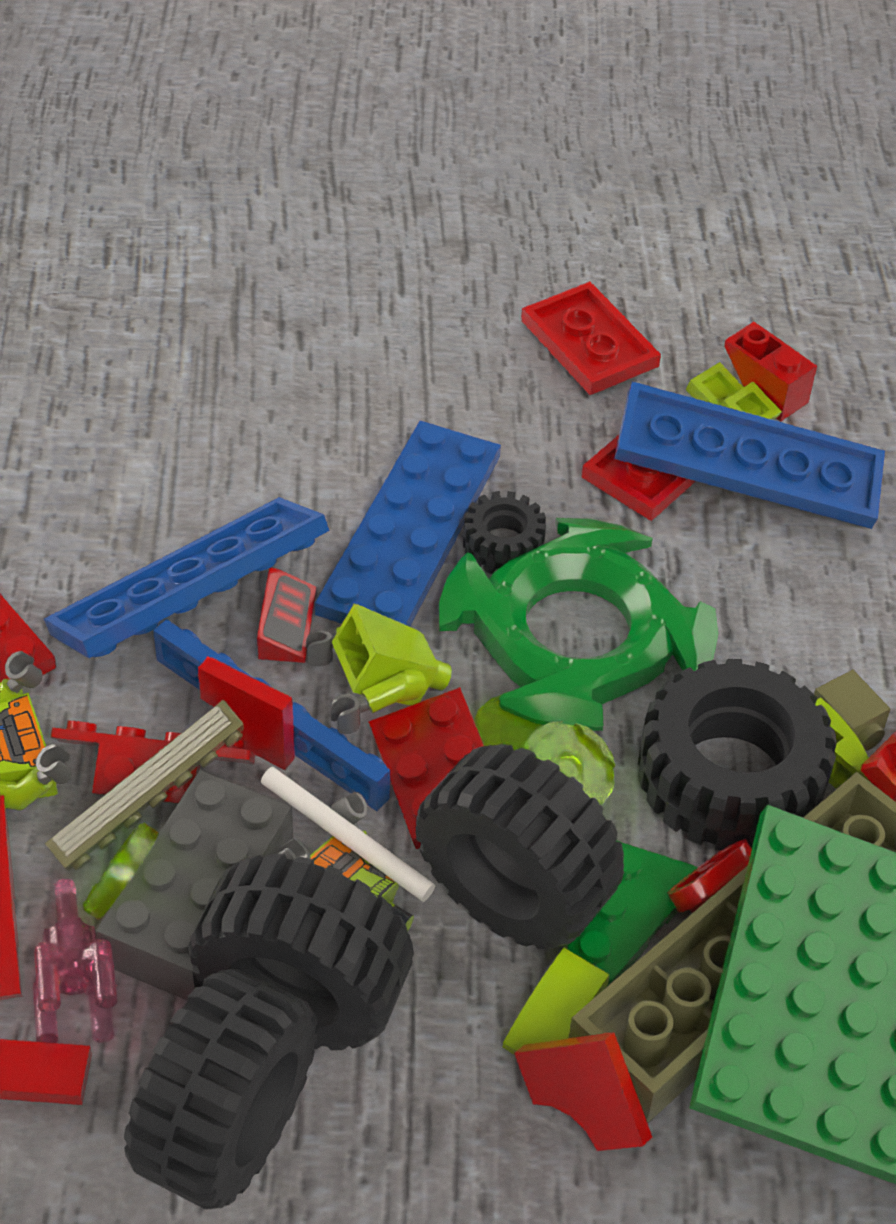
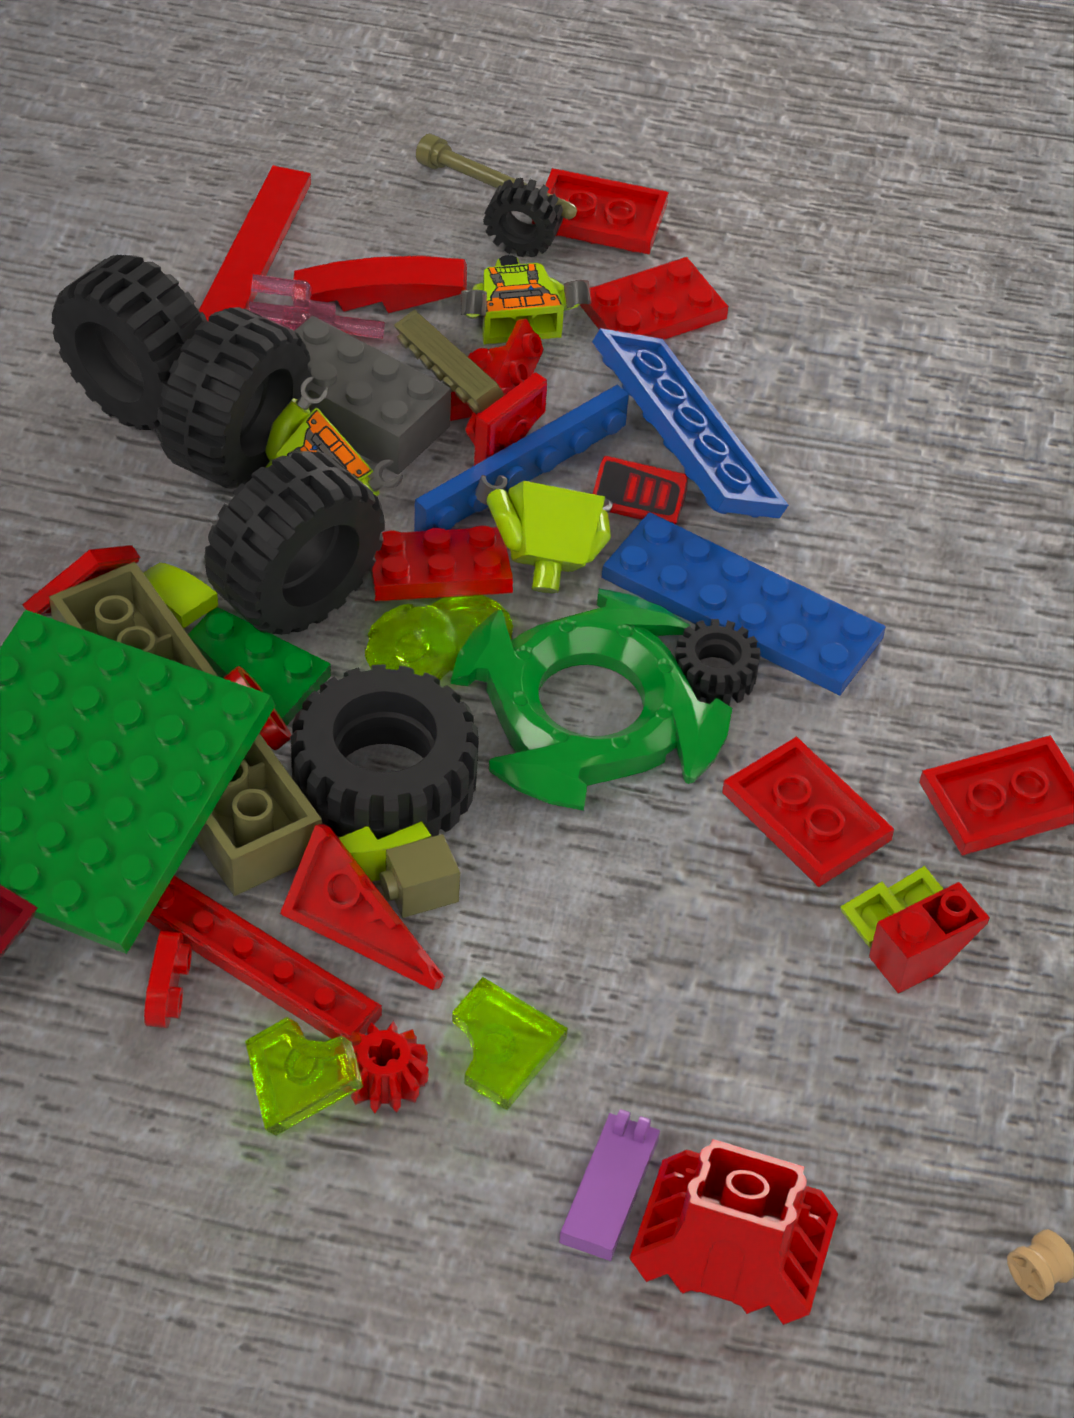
camera: 100 degrees right, 0 degrees up
(120, 870) = (371, 334): clear neon green tile -> none
(348, 834) = (391, 446): white bar -> none
(751, 455) = (781, 877): blue plate -> none

